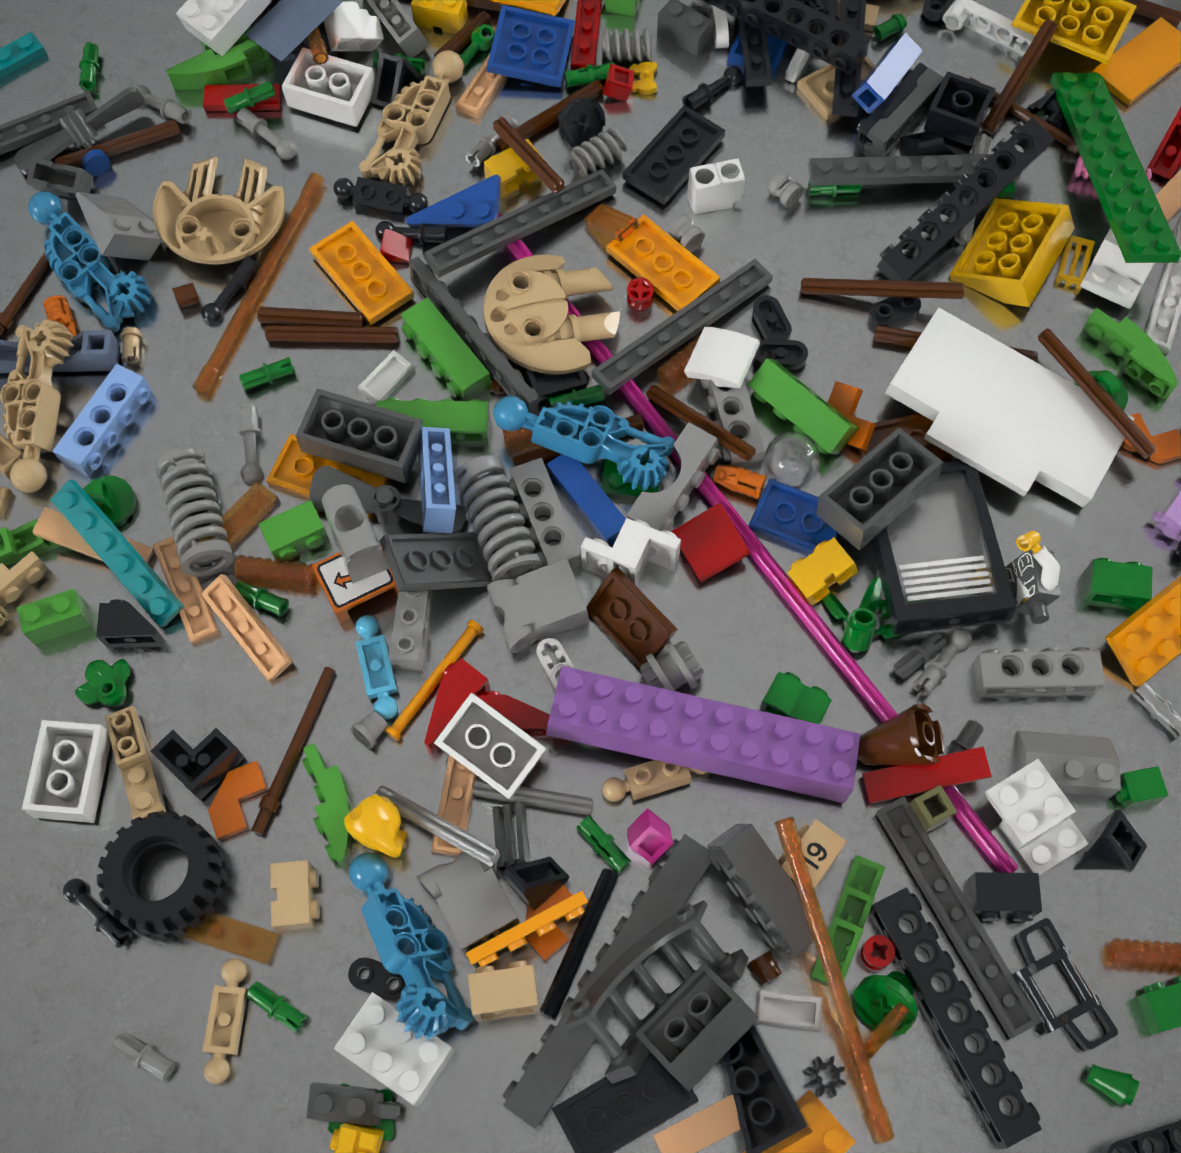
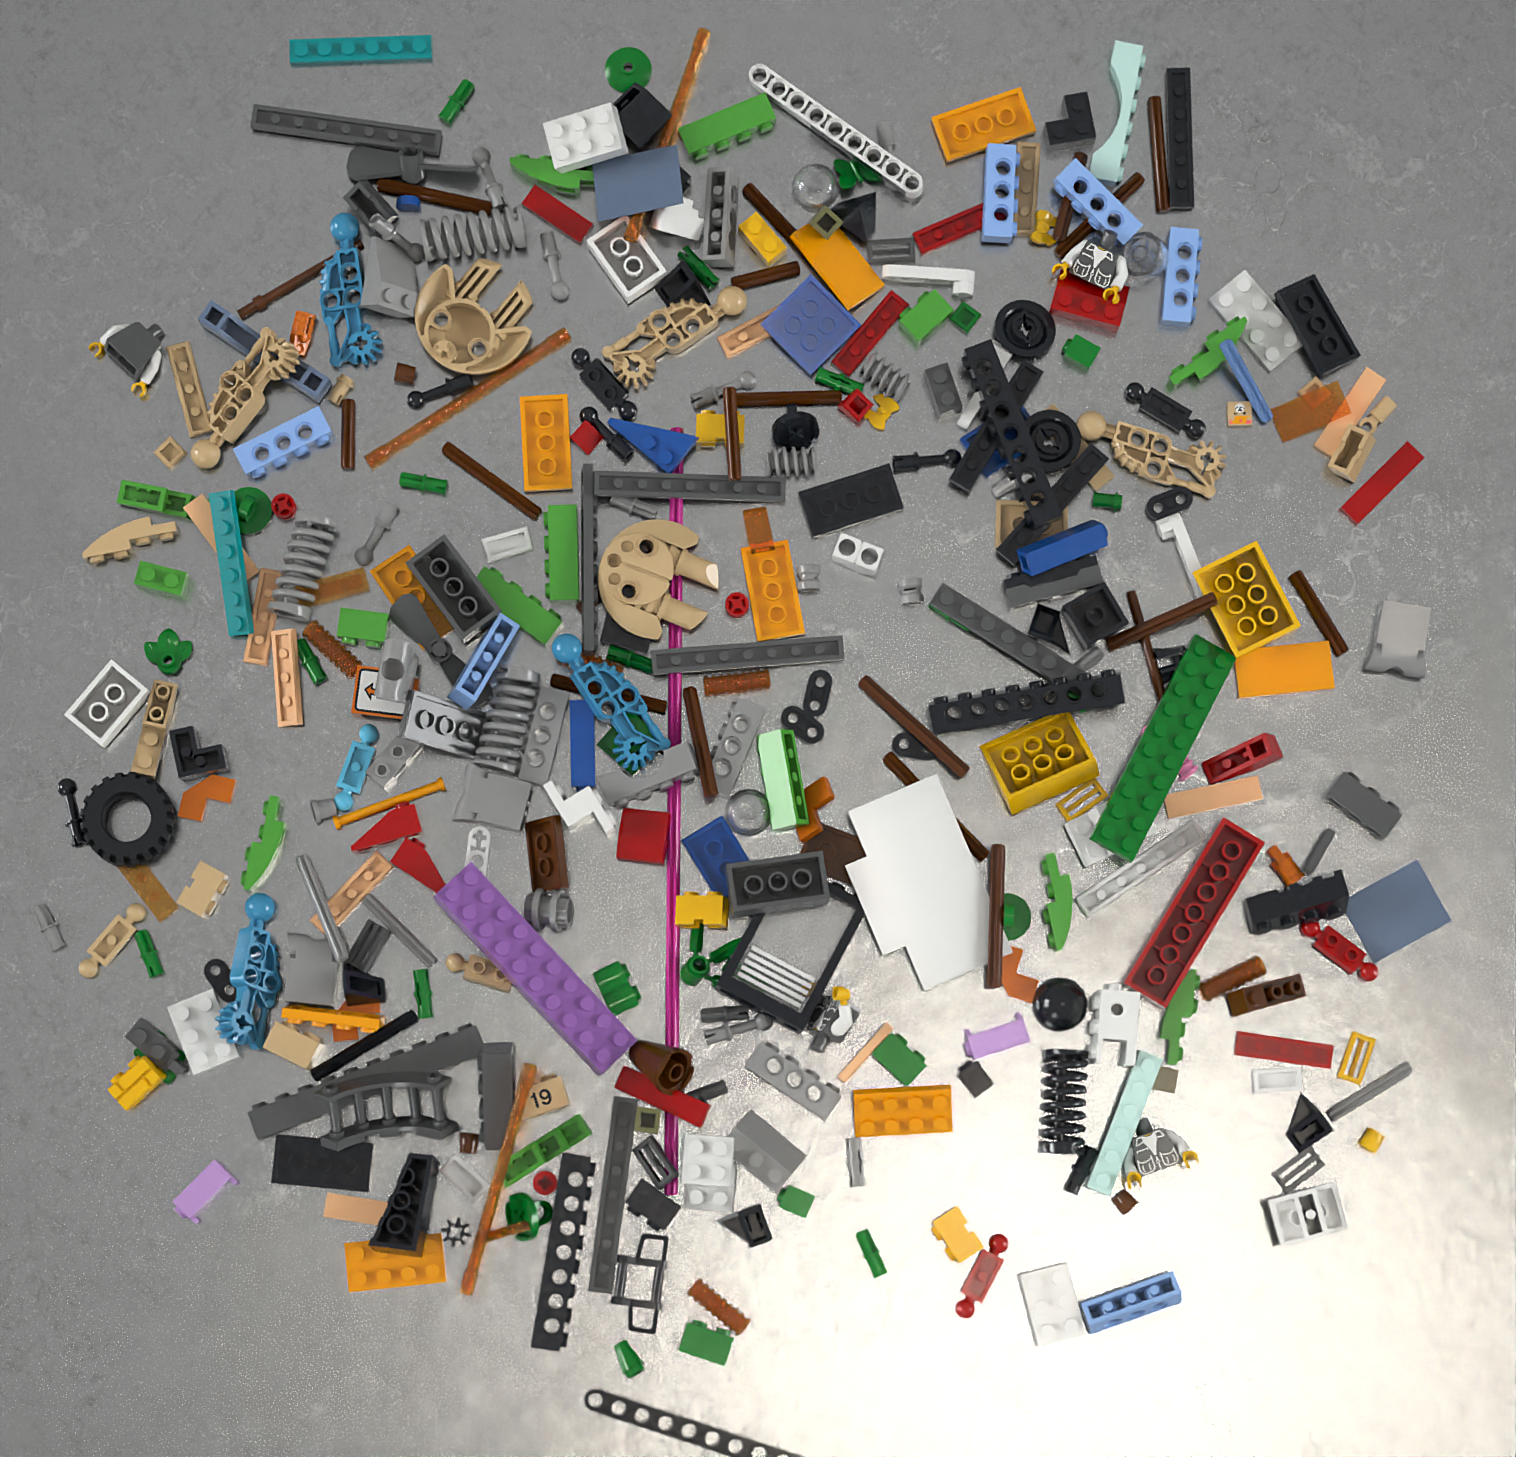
camera: 30 degrees right, 15 degrees up
(89, 182) = (389, 231): none -> light grey pin
(123, 625) = (206, 618): black slope -> none
(134, 471) = (283, 502): none -> red wheel
(164, 378) = (347, 434): none -> reddish brown axle
(213, 117) = (512, 225): none -> light grey piece
(249, 97) = (559, 226): green axle -> none
(269, 802) = (225, 815): reddish brown bar -> none
(309, 317) = (484, 455): reddish brown axle -> none
(377, 825) = (283, 884): yellow piece -> none
(478, 43) = (771, 291): green bar -> none
(478, 274) = (635, 506): none -> light grey axle
(490, 746) = (389, 882): white brick -> none
(649, 836) = (455, 1009): dark pink panel -> none
(696, 1026) = (393, 1149): dark grey slope -> none
(722, 357) = (750, 705): white slope -> none
(740, 480) = (701, 805): orange hinge -> none
(946, 841) = (662, 1156): none -> dark grey tile
(1081, 599) = (865, 1053): none -> light nougat tile

